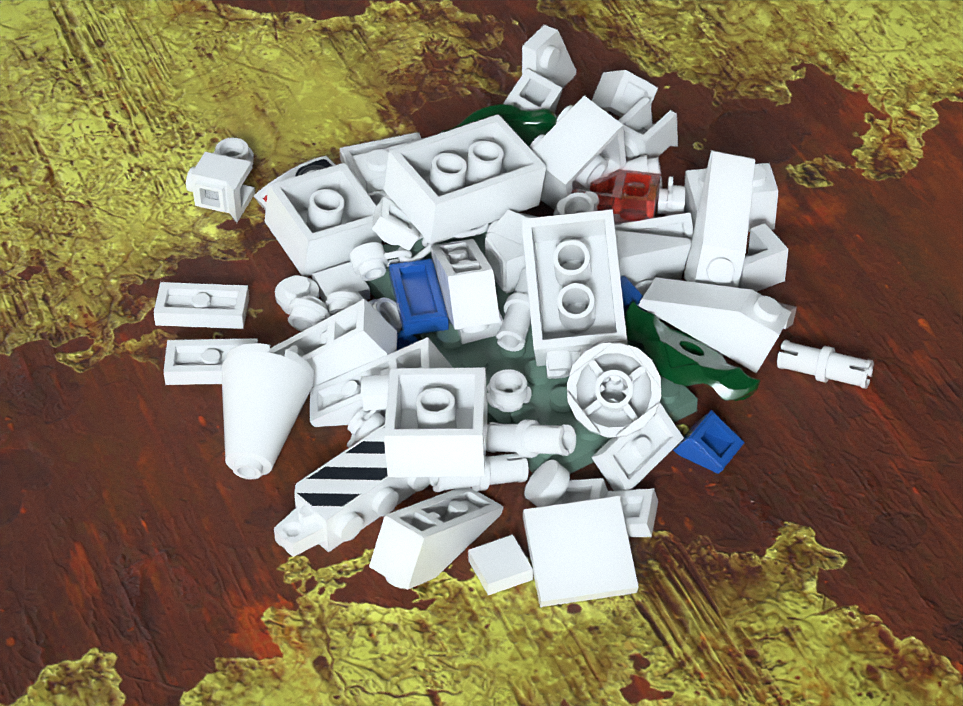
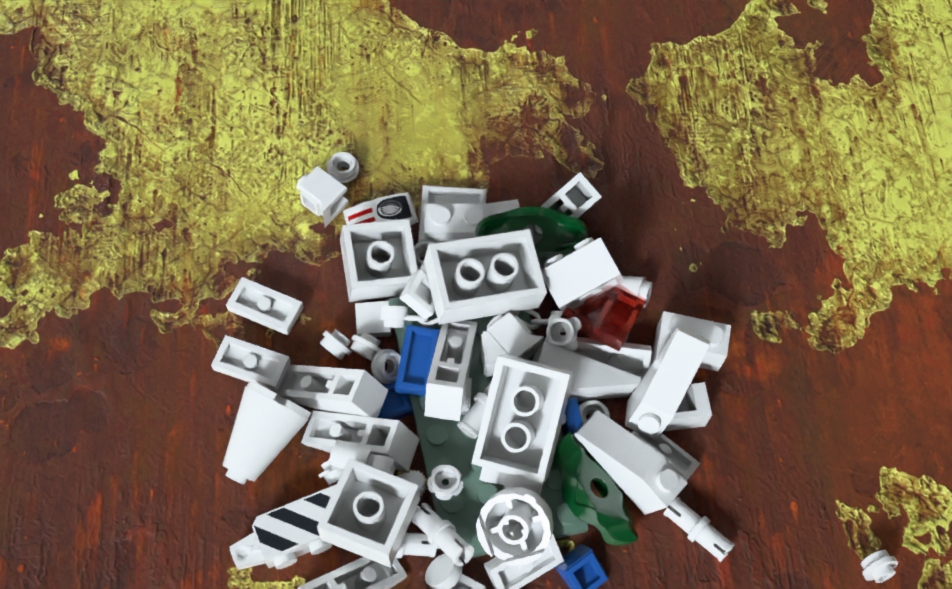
camera: 15 degrees right, 20 degrees up
(293, 288) = (337, 316): white plate -> none
(548, 56) = (601, 163): white wing -> none
(621, 91) = (651, 207): white panel -> none
(645, 138) = (651, 251): white window -> none
(671, 200) = (646, 326): white plate -> none

